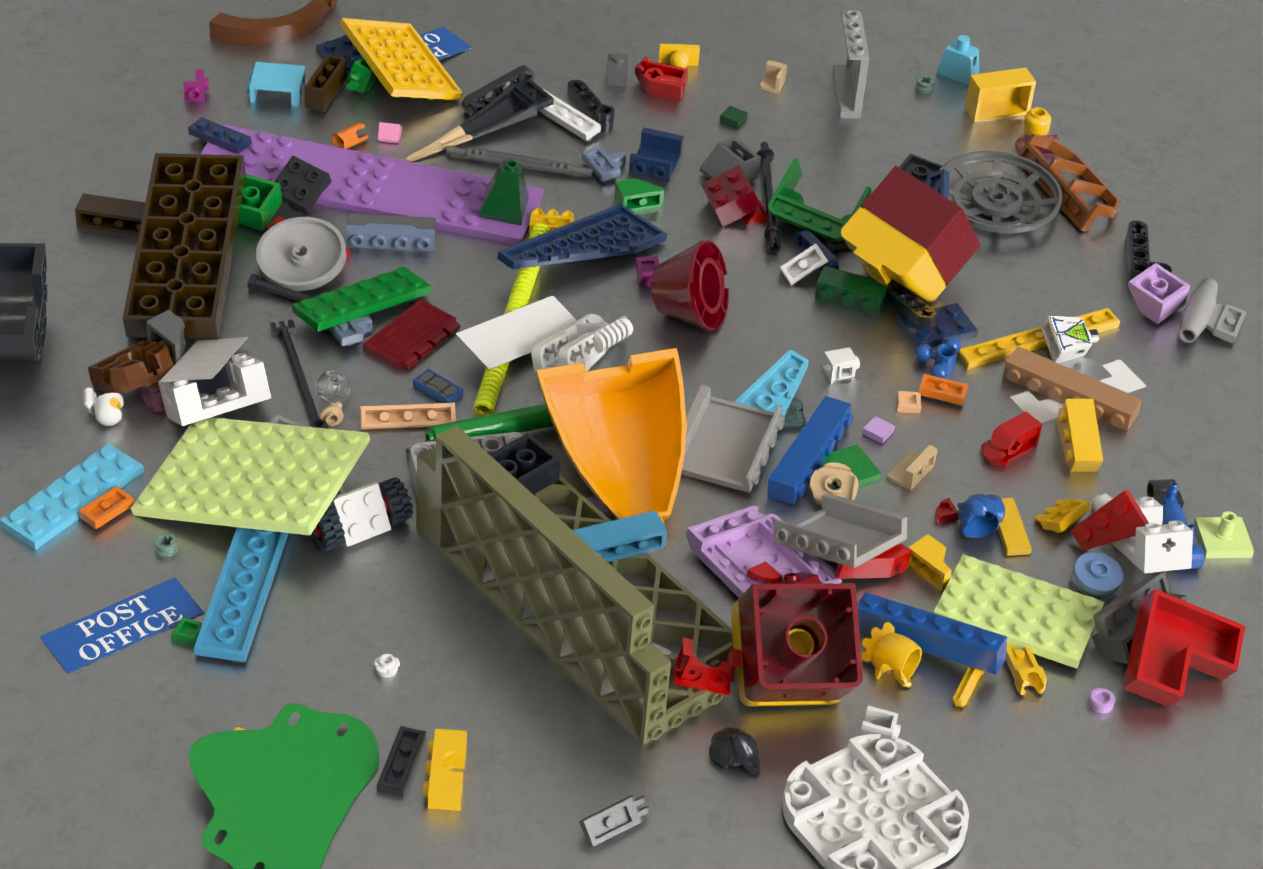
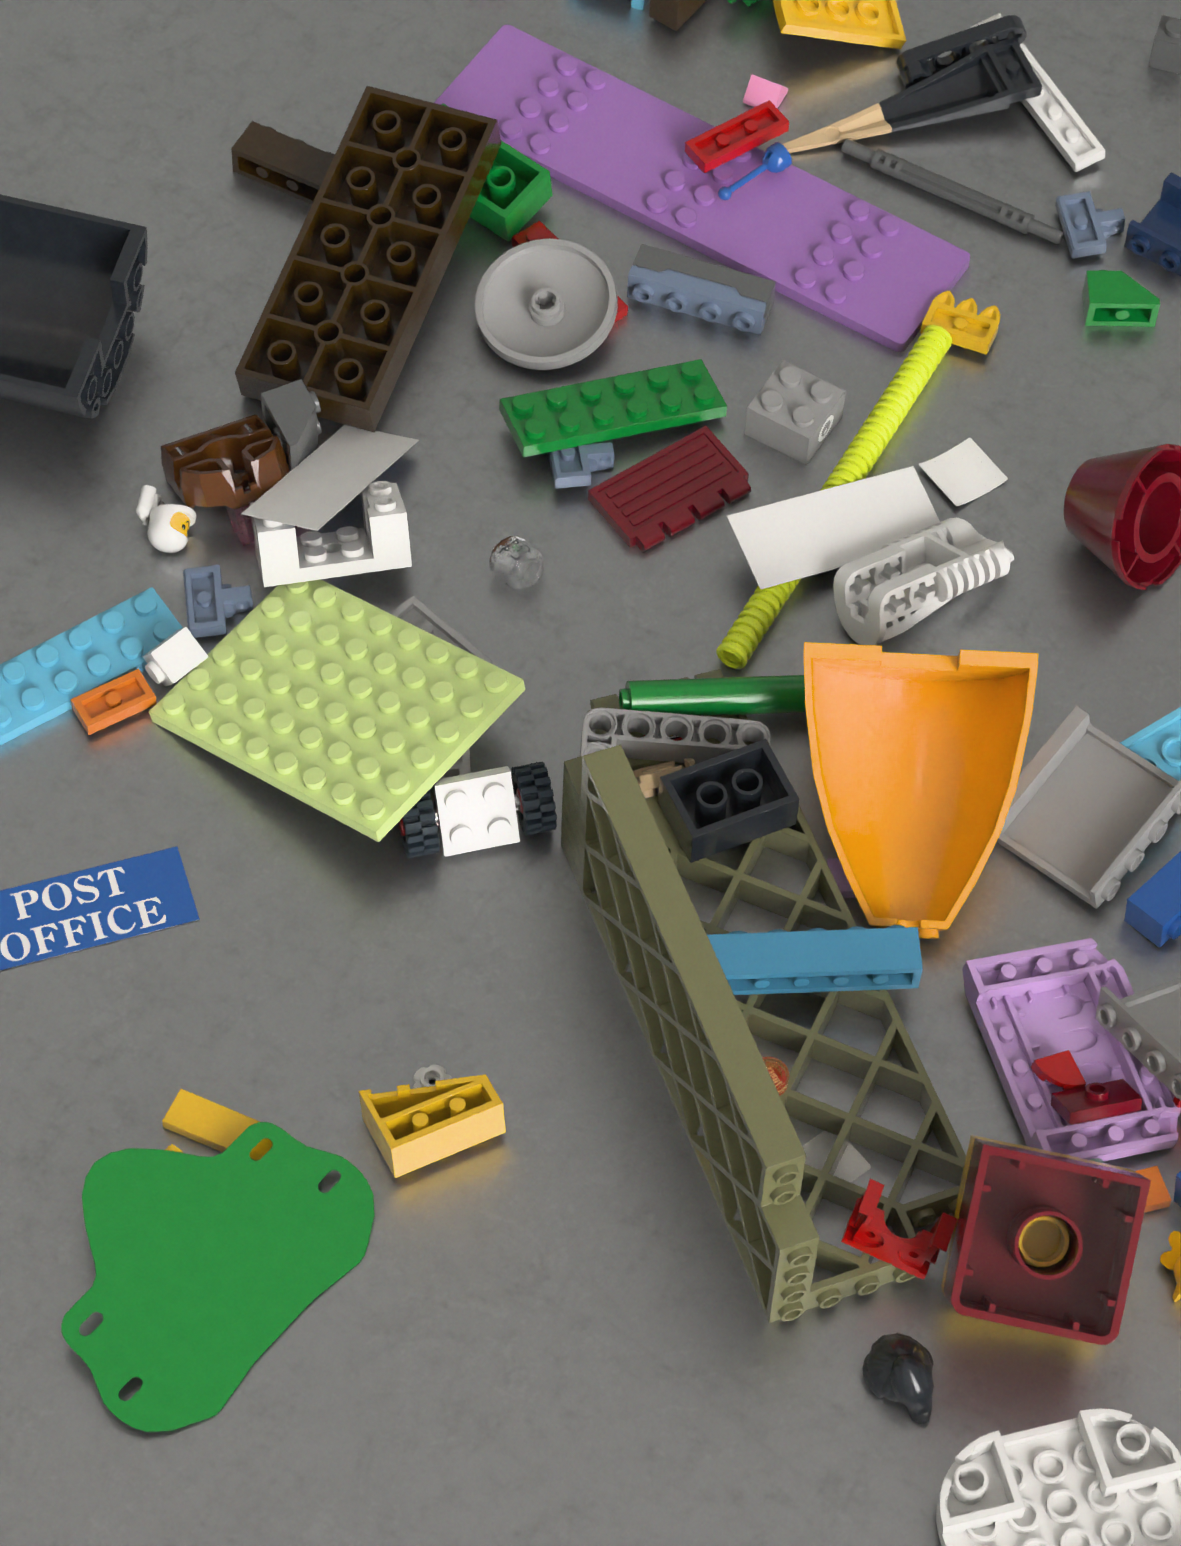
camera: 20 degrees right, 15 degrees up
(138, 474) = (174, 657): none -> white brick
(150, 445) = (211, 601): none -> sand blue hinge
(170, 549) = (184, 798): sand green bush -> none
(186, 632) = (164, 950): green tile -> none
(220, 135) = (496, 48): dark blue plate -> none
(240, 594) = (255, 909): dark azure plate -> none
(253, 716) = (210, 1123): none -> yellow tile
(254, 282) = (463, 337): black bar -> none
(284, 332) = (478, 440): black hinge -> none
(302, 184) = (587, 172): black brick -> none
(332, 414) = (498, 612): tan plate -> none
(348, 138) = (695, 92): orange piece -> none
(383, 152) = (736, 136): none -> red plate
(395, 682) = (432, 1121): none -> yellow wedge
(401, 761) = (398, 1256): black tile -> none
(406, 416) = (613, 641): light nougat slope -> none
(410, 159) = (774, 158): none -> blue hinge
(437, 387) = (678, 596): tile -> none
(445, 786) = (466, 1261): yellow arch -> none
(472, 281) = (794, 412): none -> light grey brick
(506, 194) = (899, 266): dark green slope -> none
(582, 295) = (964, 472): none -> white sticker
(600, 235) = (1035, 368): dark blue wing -> none
(604, 114) = (1117, 132): black beam -> none
(613, 820) = (674, 1448): hinge -> none
(645, 268) = (1081, 446): magenta bracket -> none
(881, 722) = (1149, 1385): white window -> none

